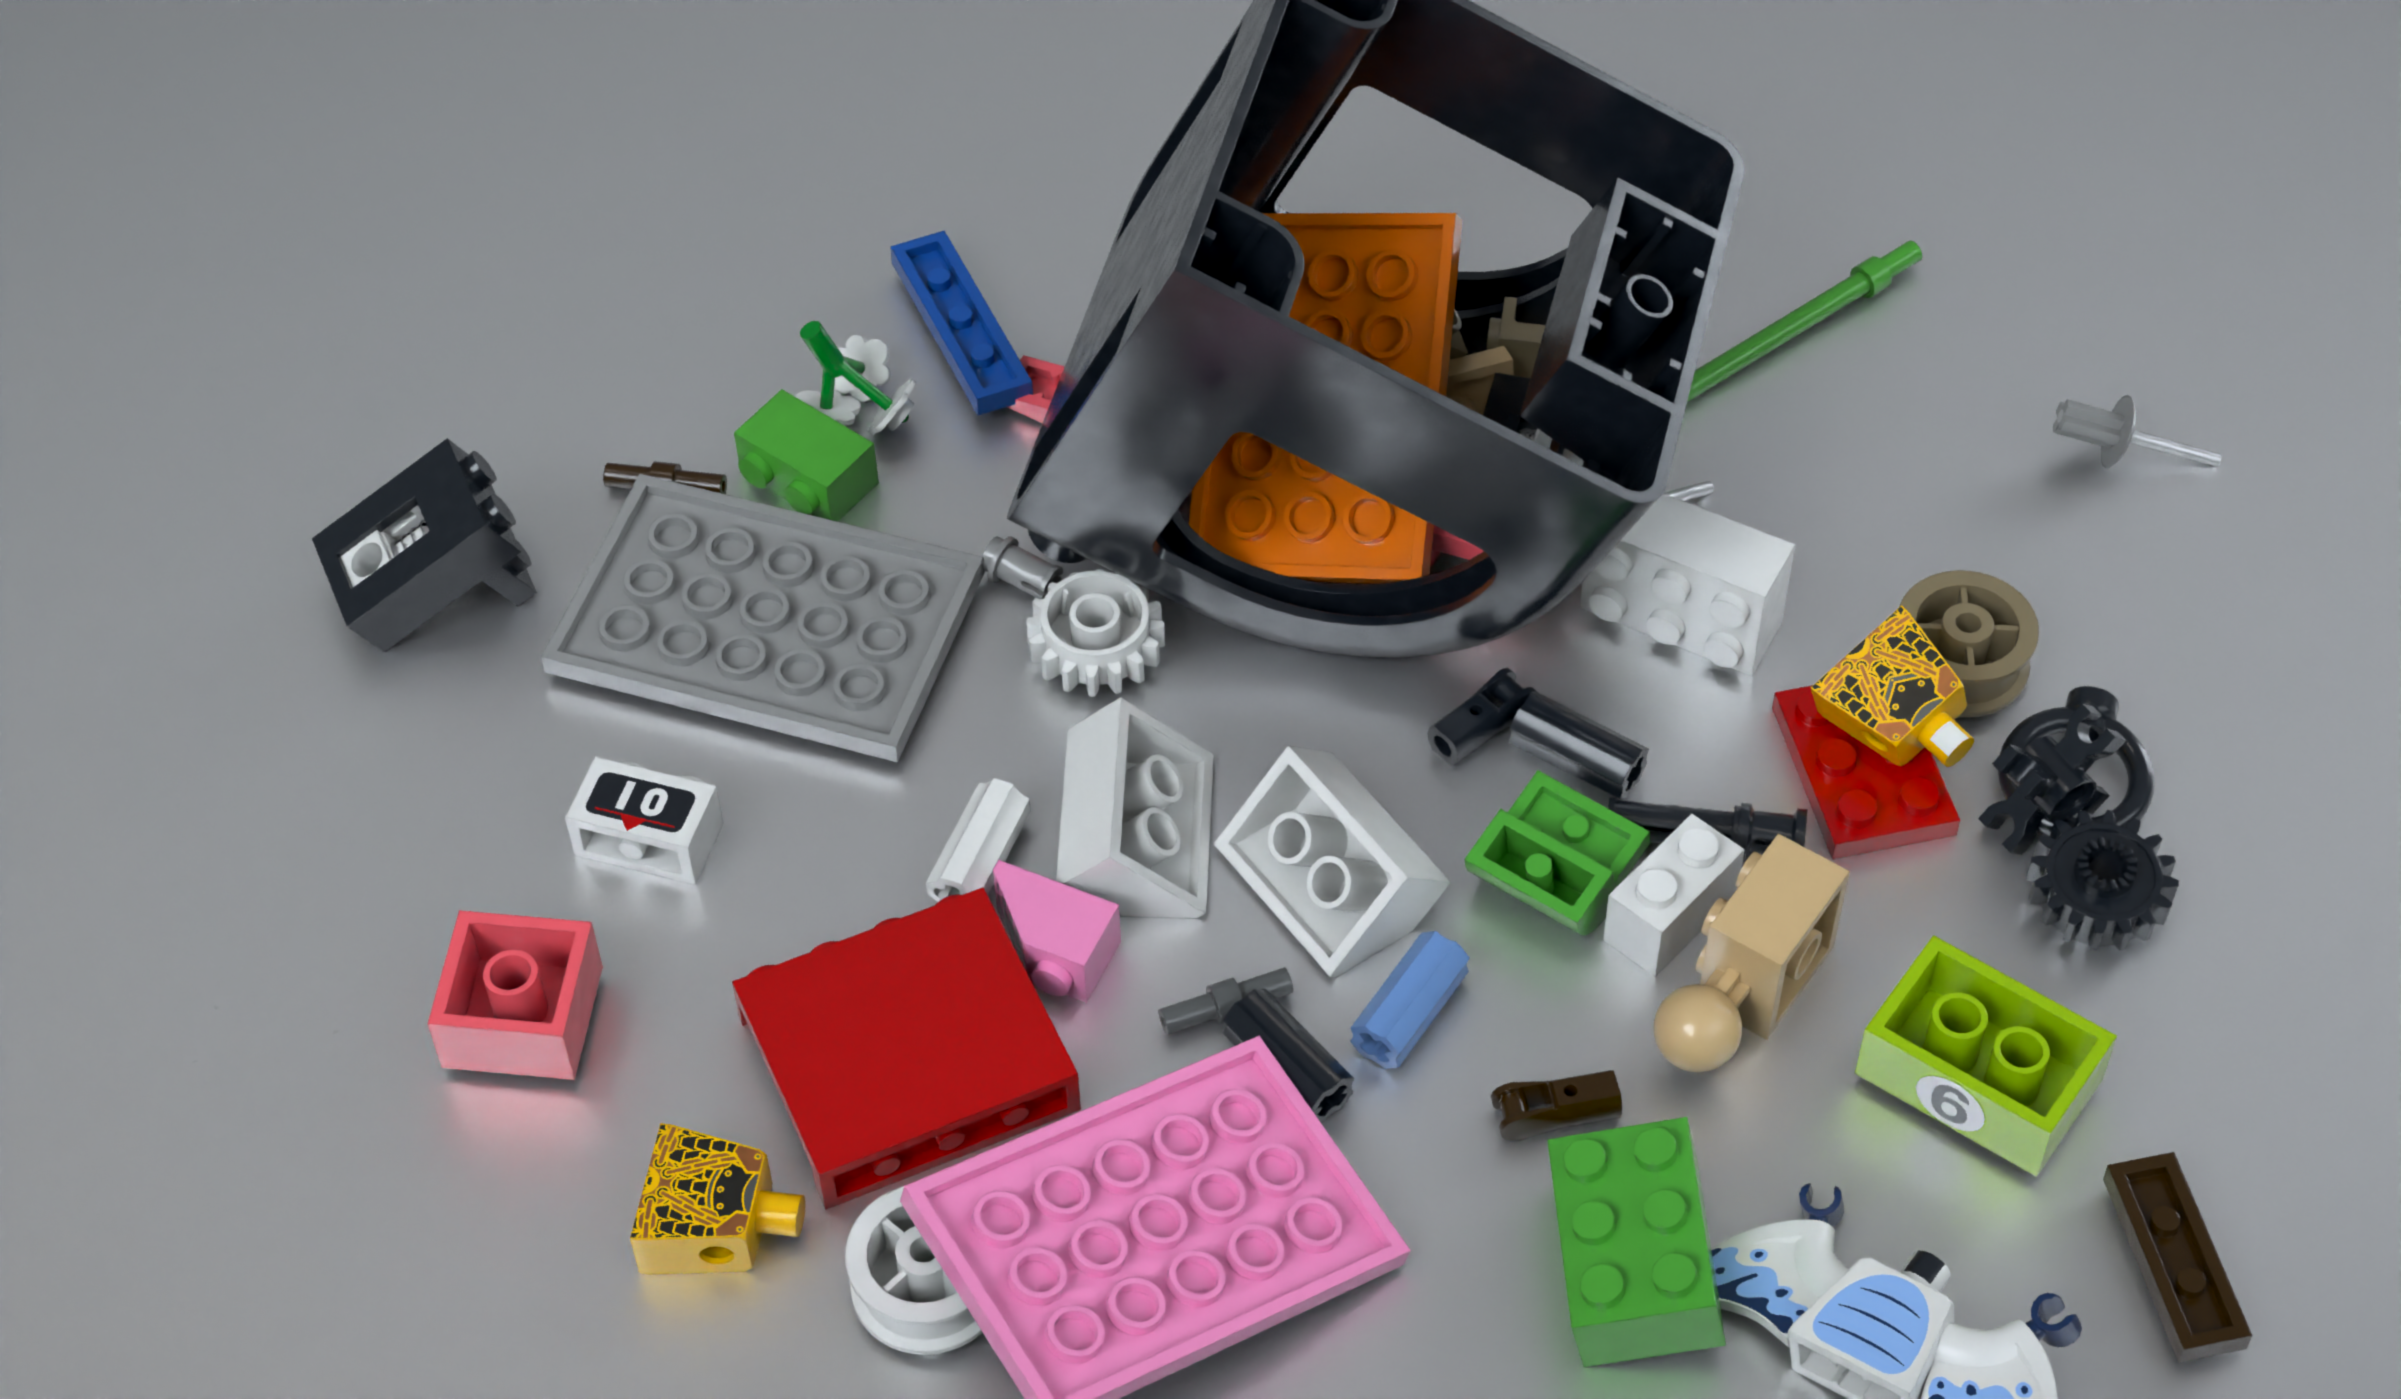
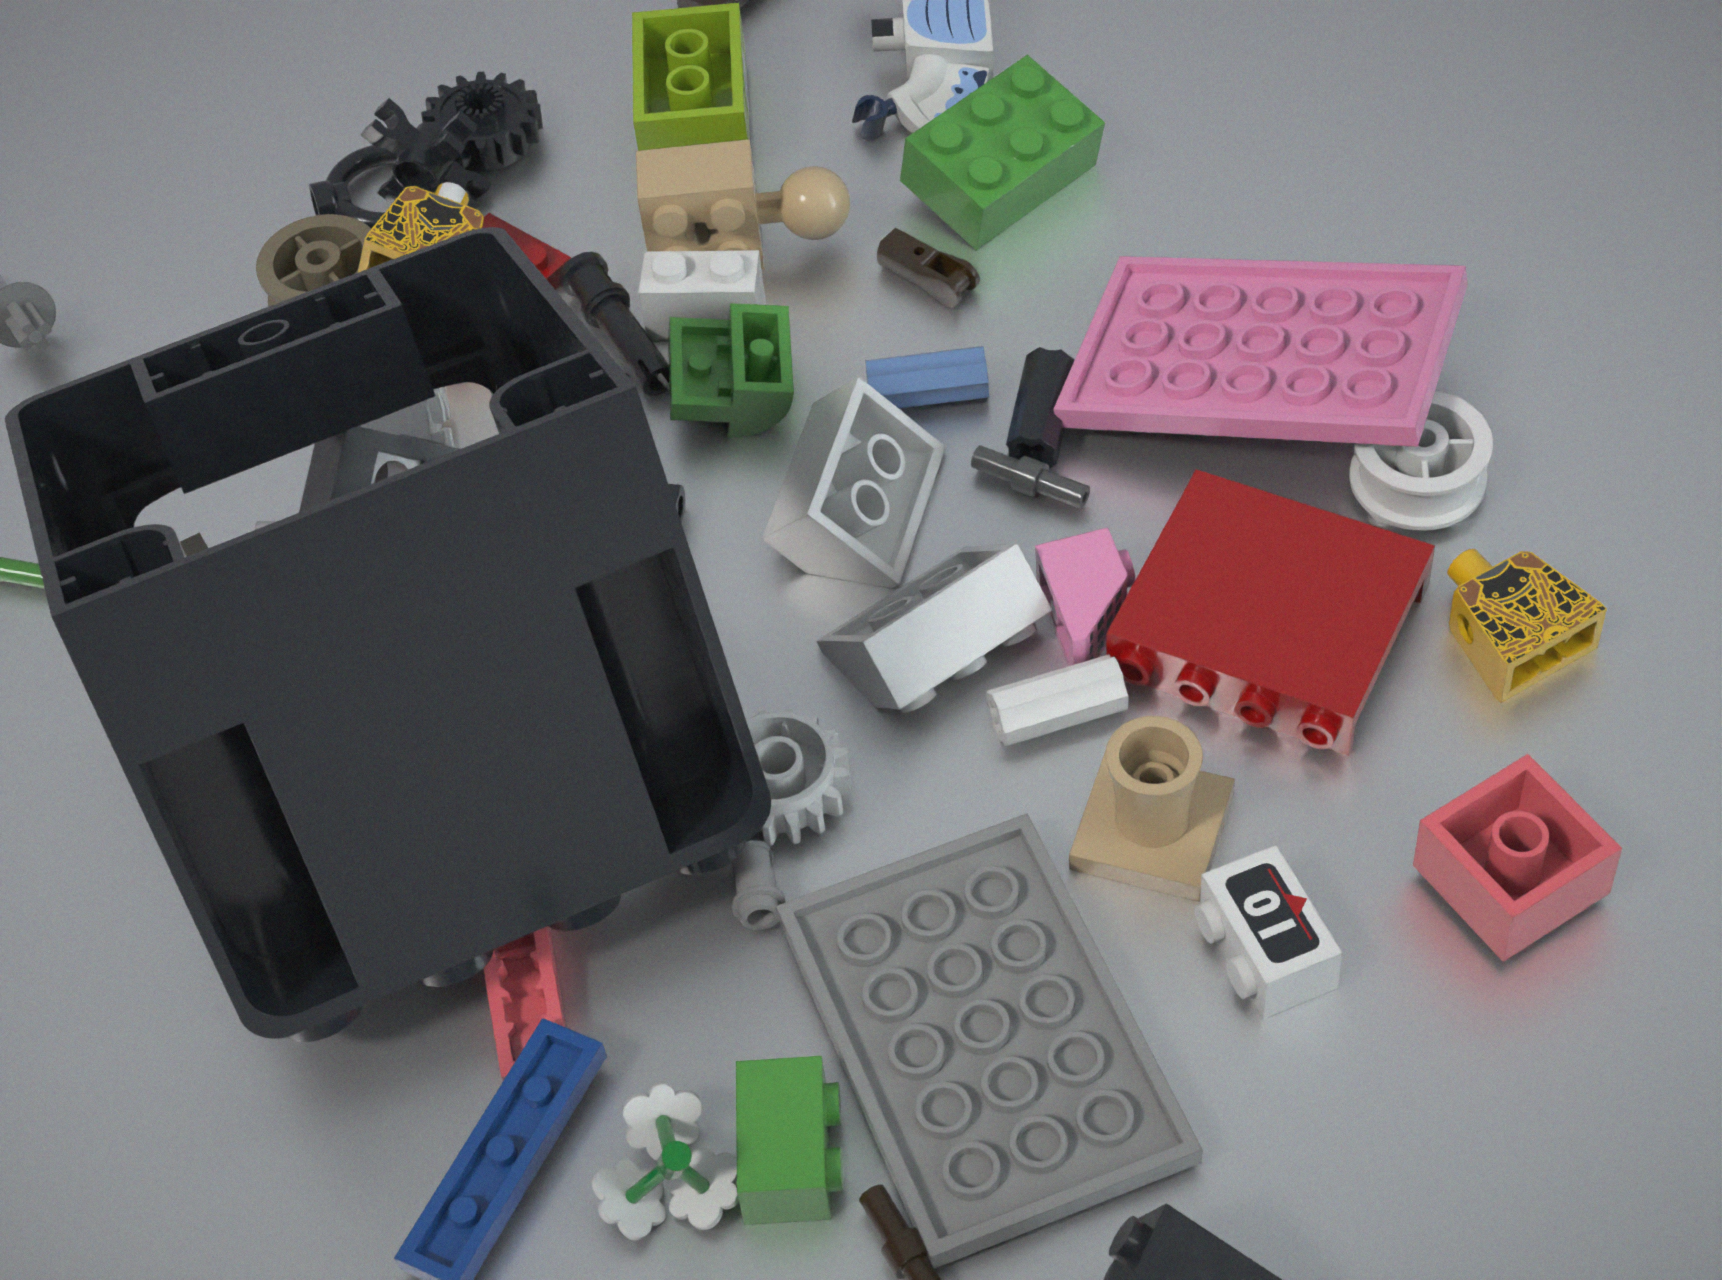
camera: 125 degrees left, 0 degrees up
(815, 825) = (1153, 810): none -> tan plant

